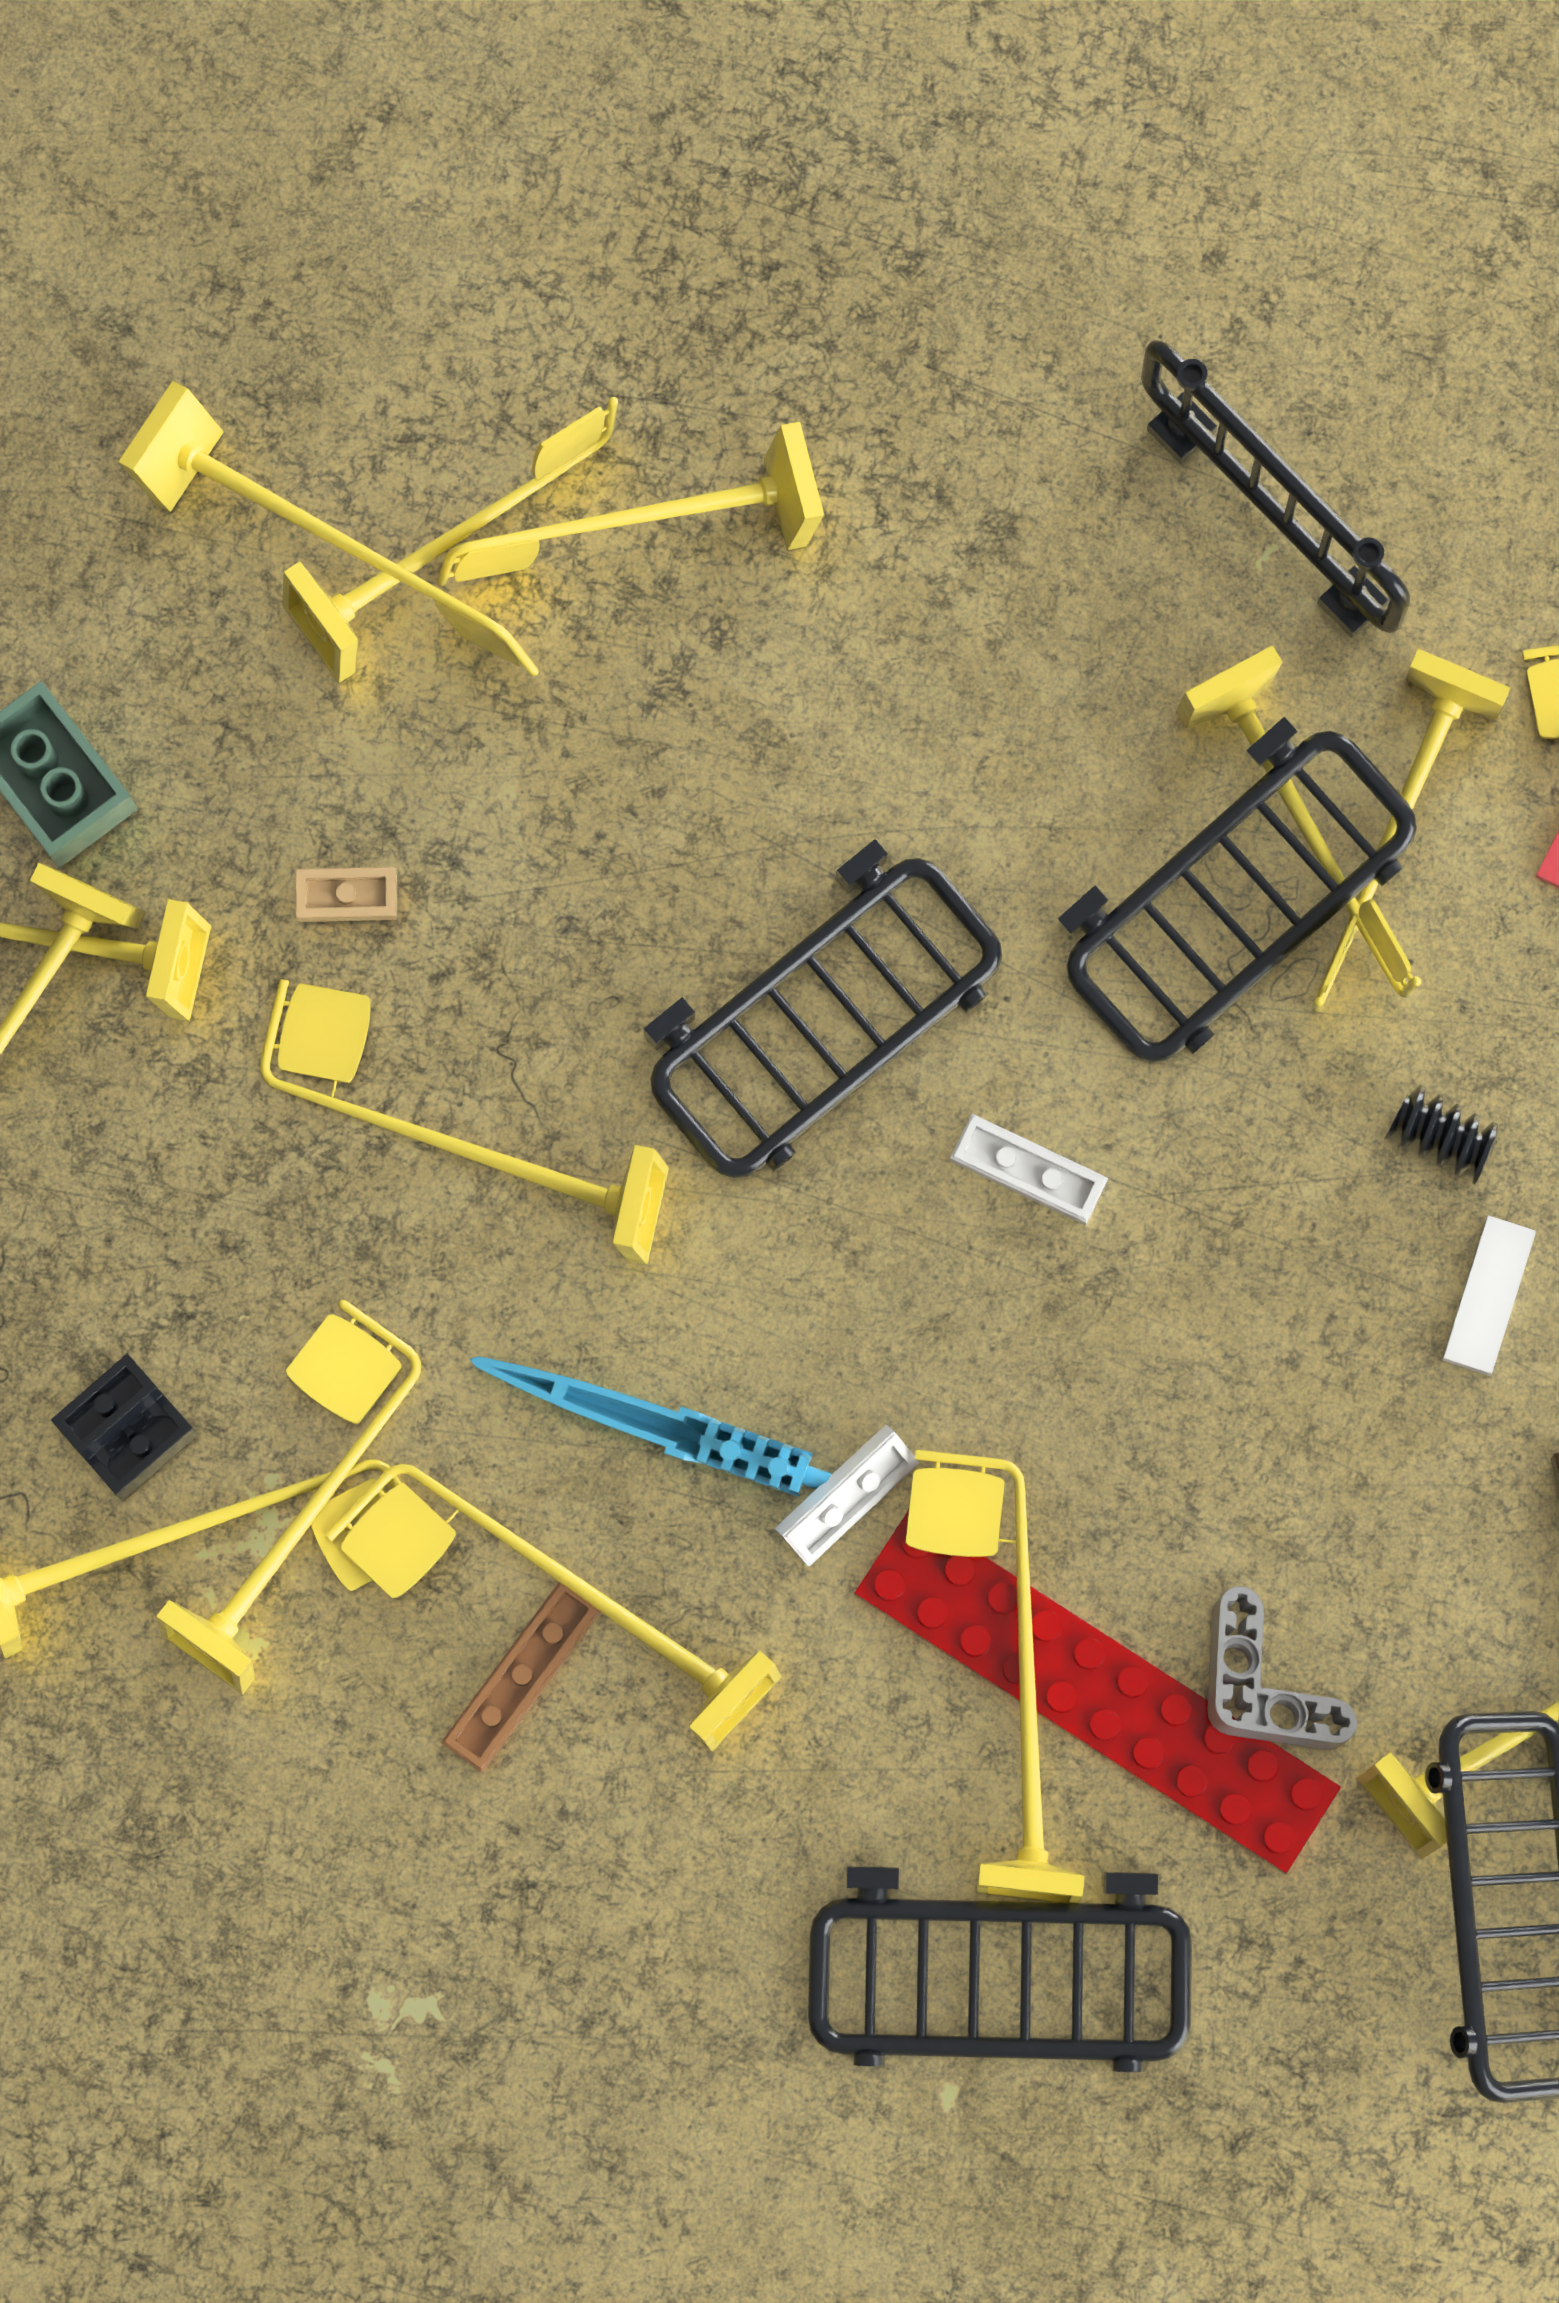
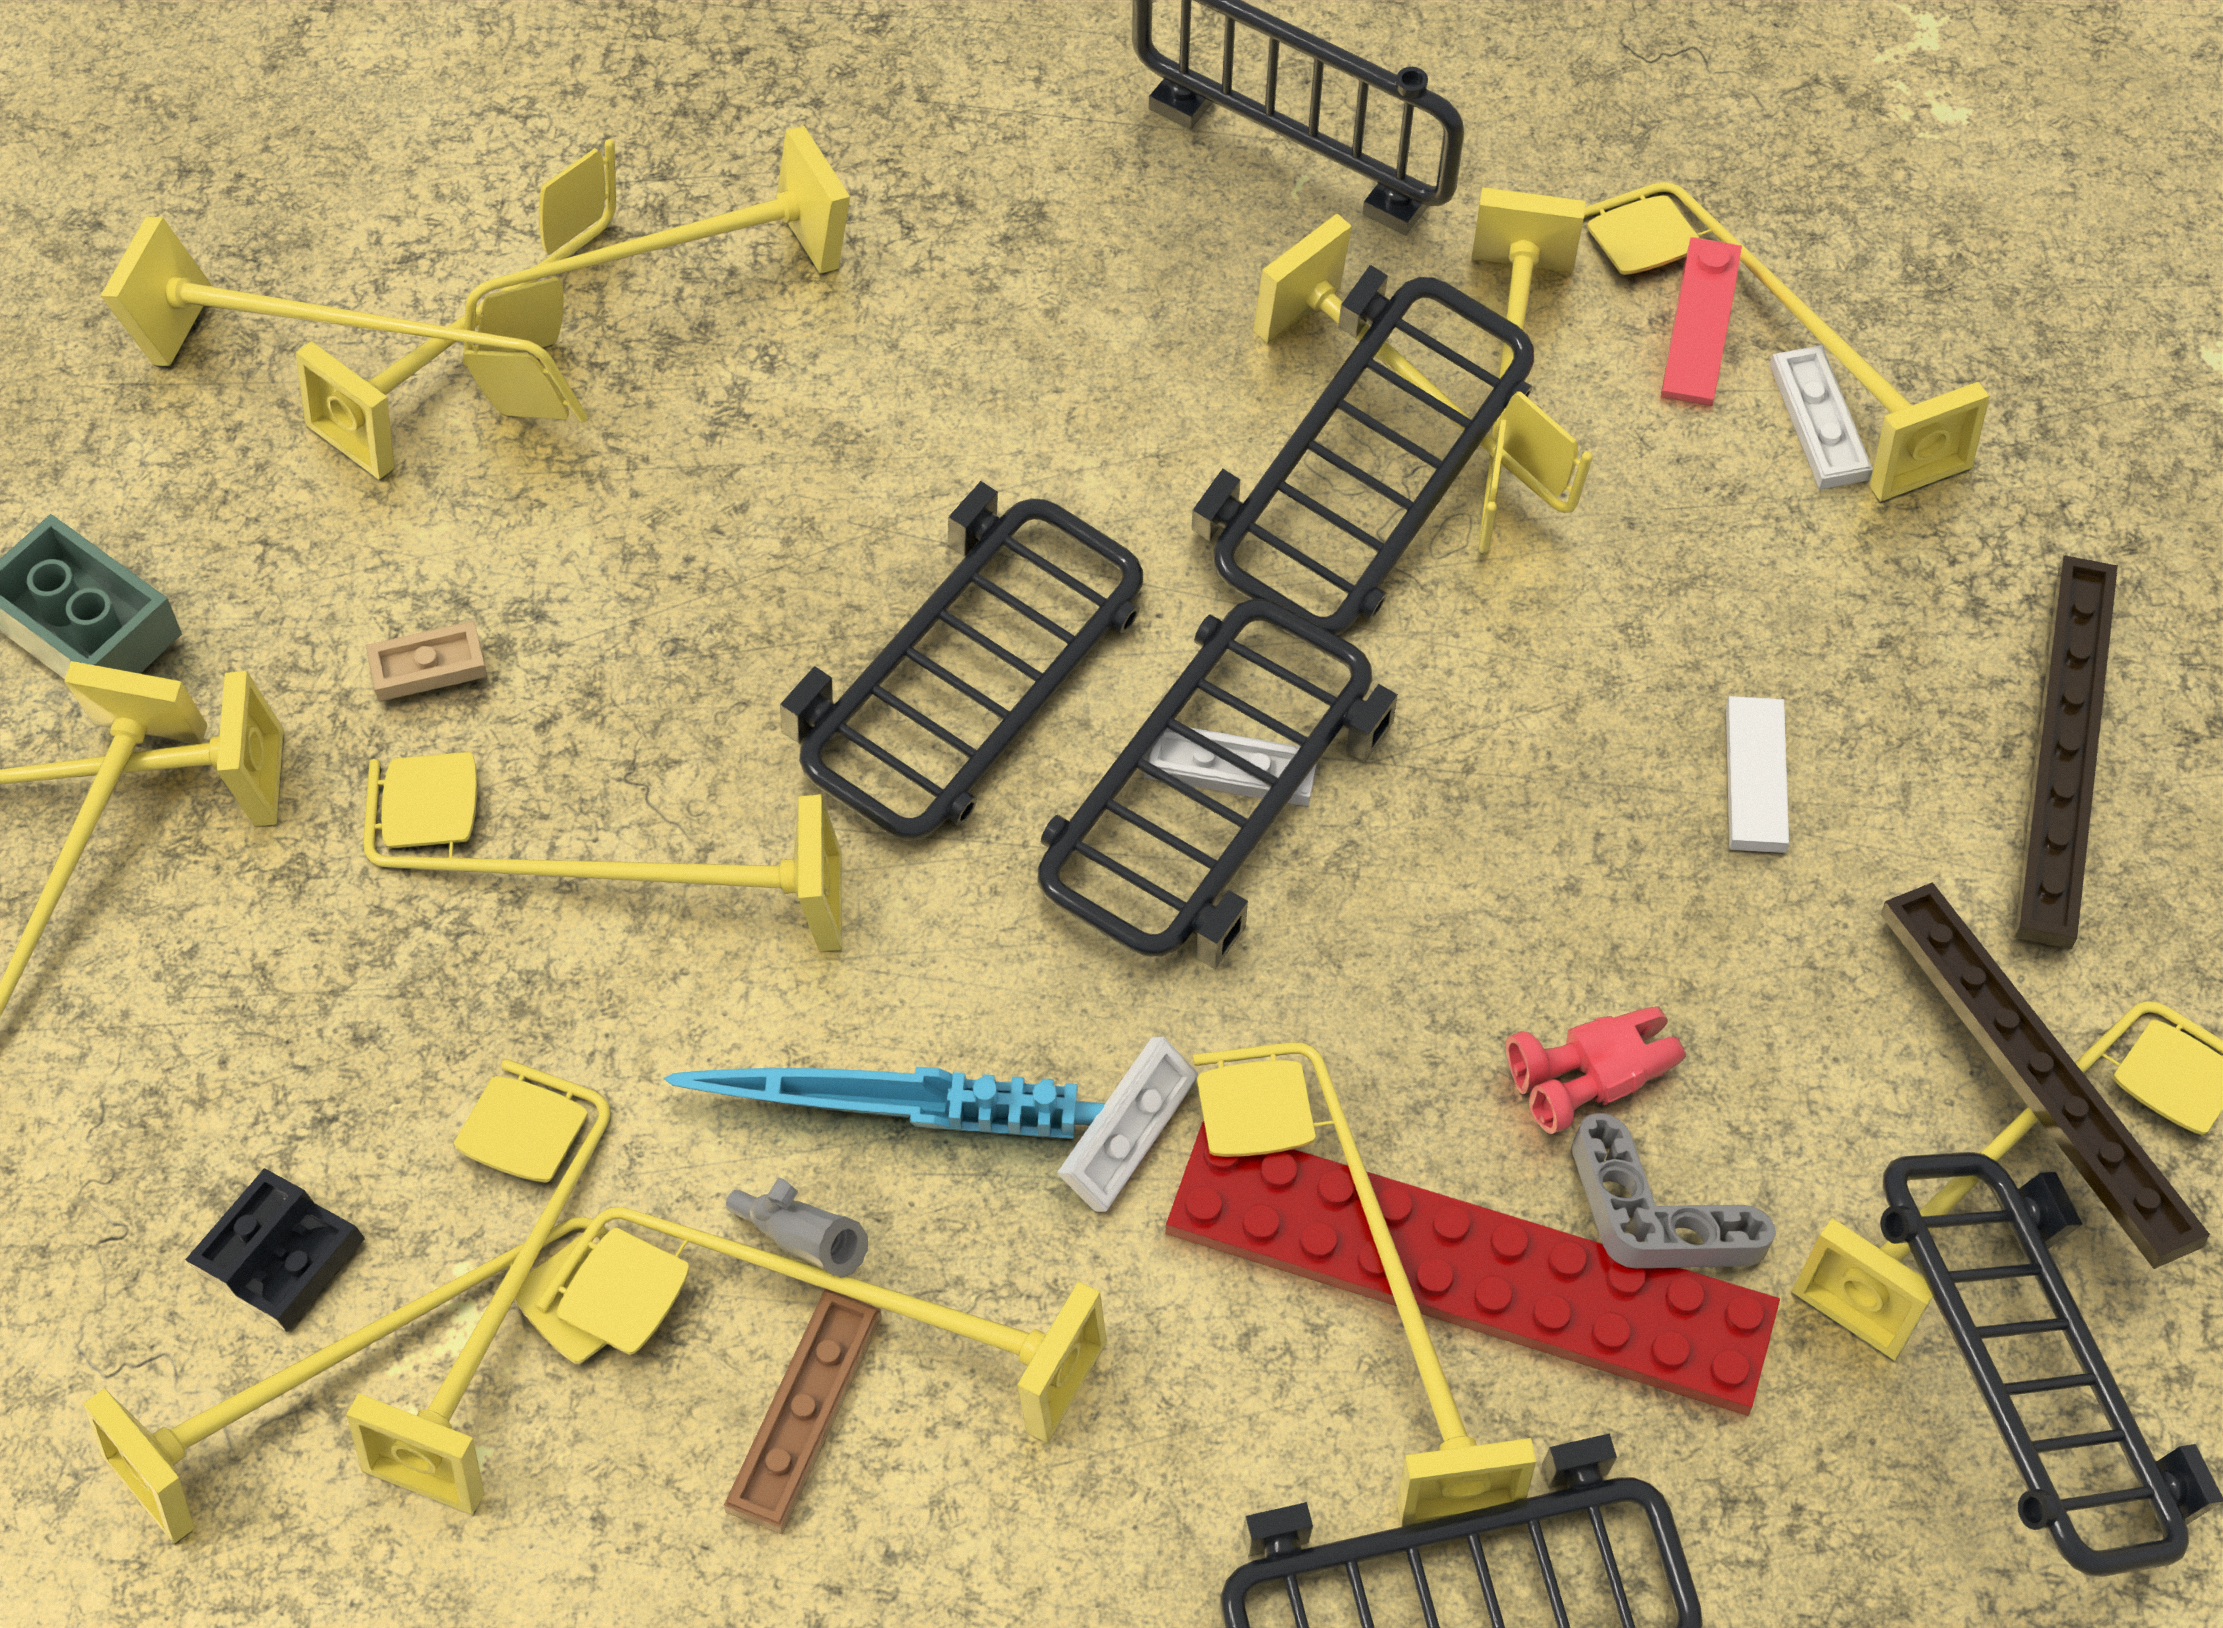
camera: 20 degrees left, 20 degrees down
(553, 1531) = (803, 1230): none -> light grey piece
(956, 1316) = (1222, 924): none -> black bar
(1269, 1535) = (1605, 1049): none -> coral piece
(1444, 1133) = (1657, 626): black piece -> none

